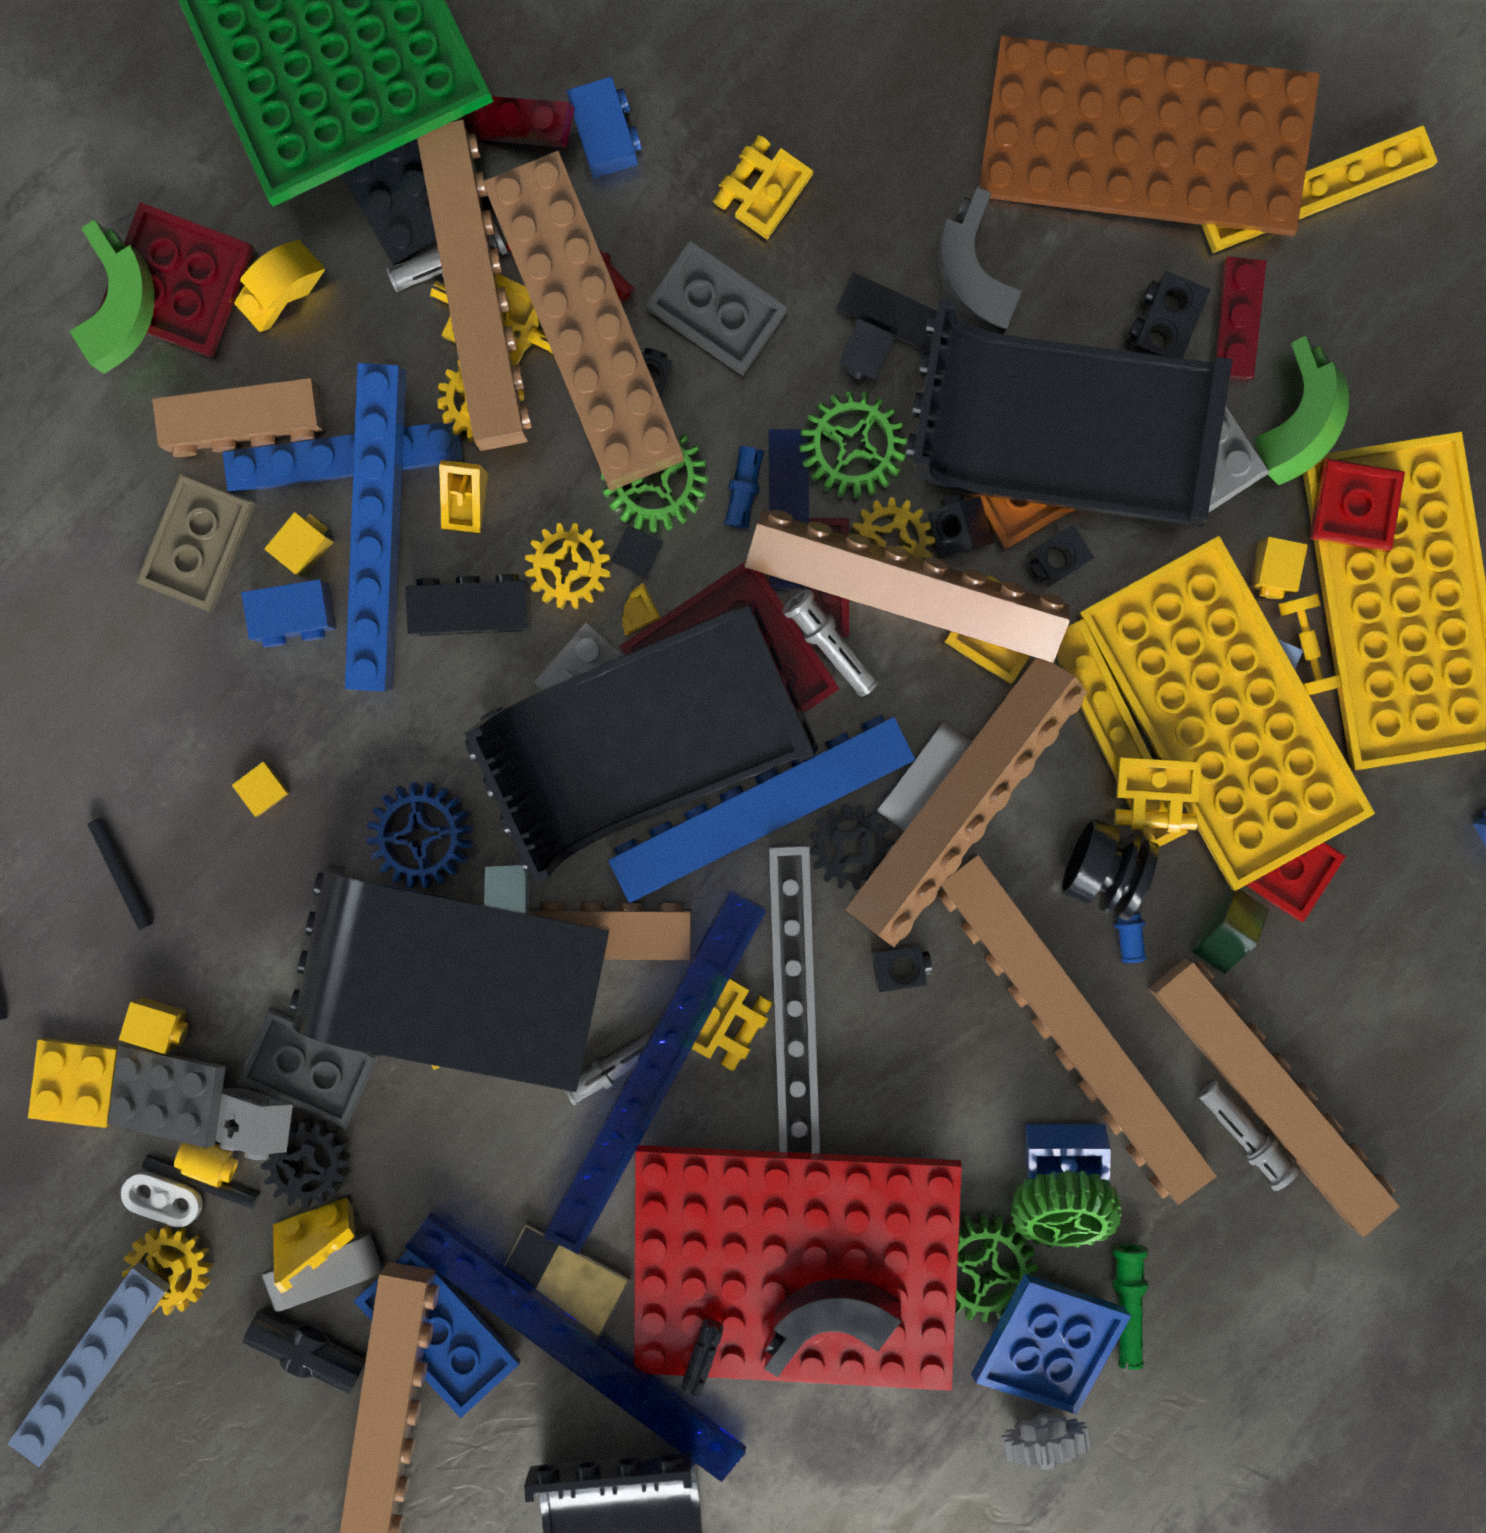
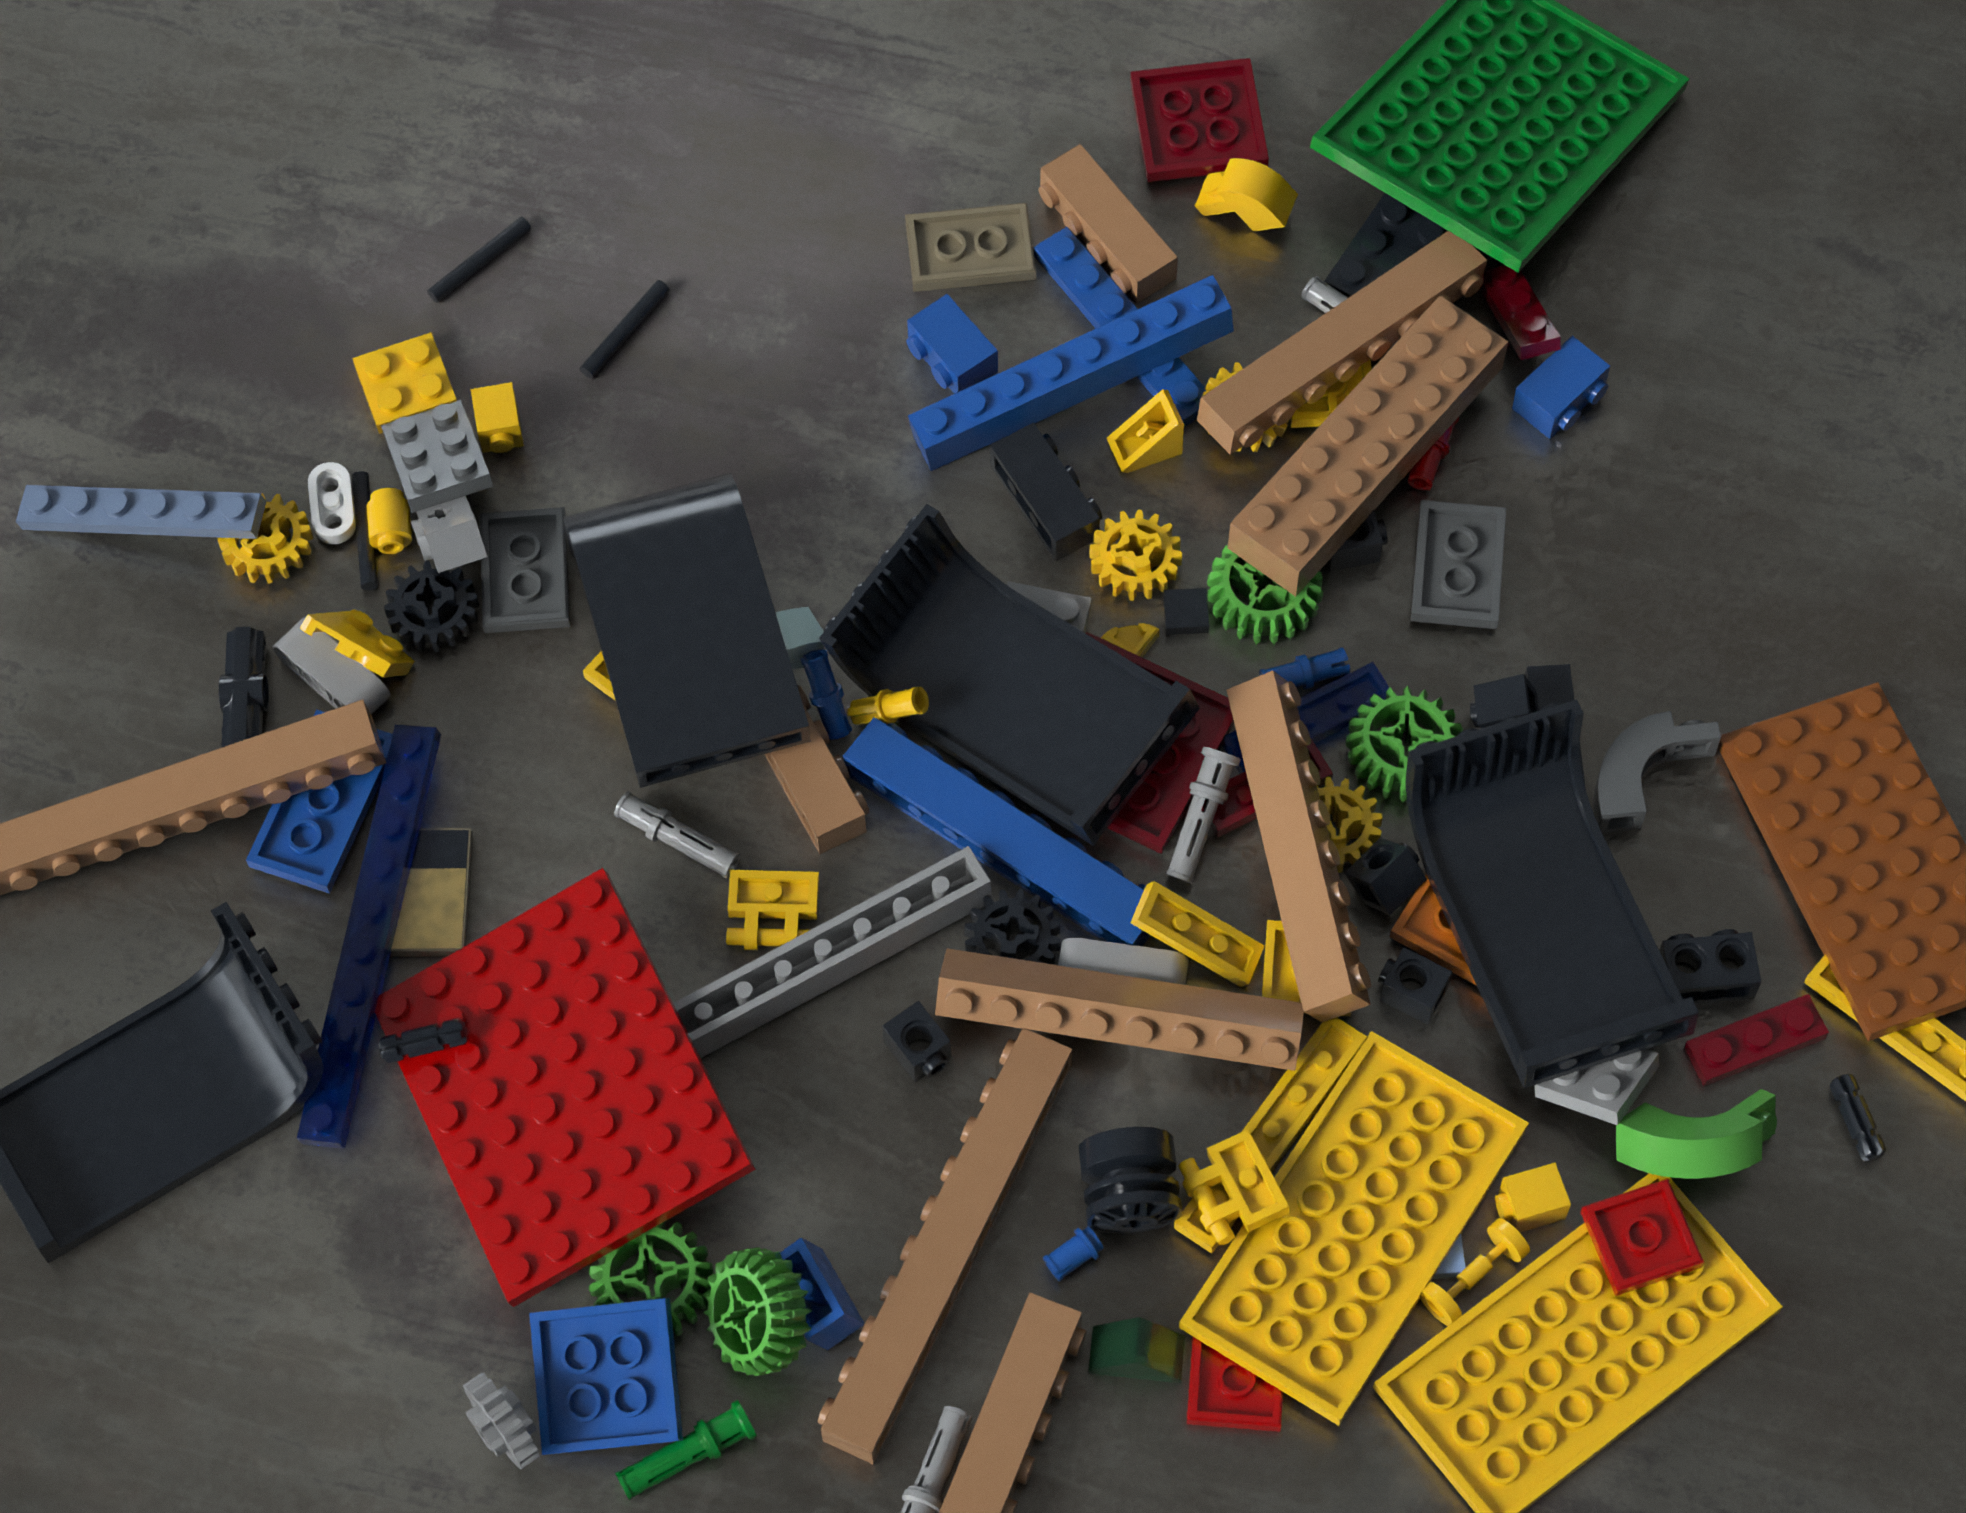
camera: 65 degrees right, 25 degrees down
(129, 304) = (1148, 87): bright green arch -> none
(260, 789) = (771, 404): yellow tile -> none
(300, 543) = (1020, 325): yellow brick -> none
(421, 853) = (814, 533): blue gear -> none
(566, 888) = (826, 693): none -> blue pin
(602, 841) = (888, 706): none -> yellow axle
(654, 1071) = (690, 859): clear blue plate -> none
(771, 195) = (1594, 558): yellow plate -> none
(830, 1307) = (550, 1137): black arch -> none
(933, 705) = (1197, 934): none -> yellow plate
(1342, 280) = (1857, 1117): none -> black axle

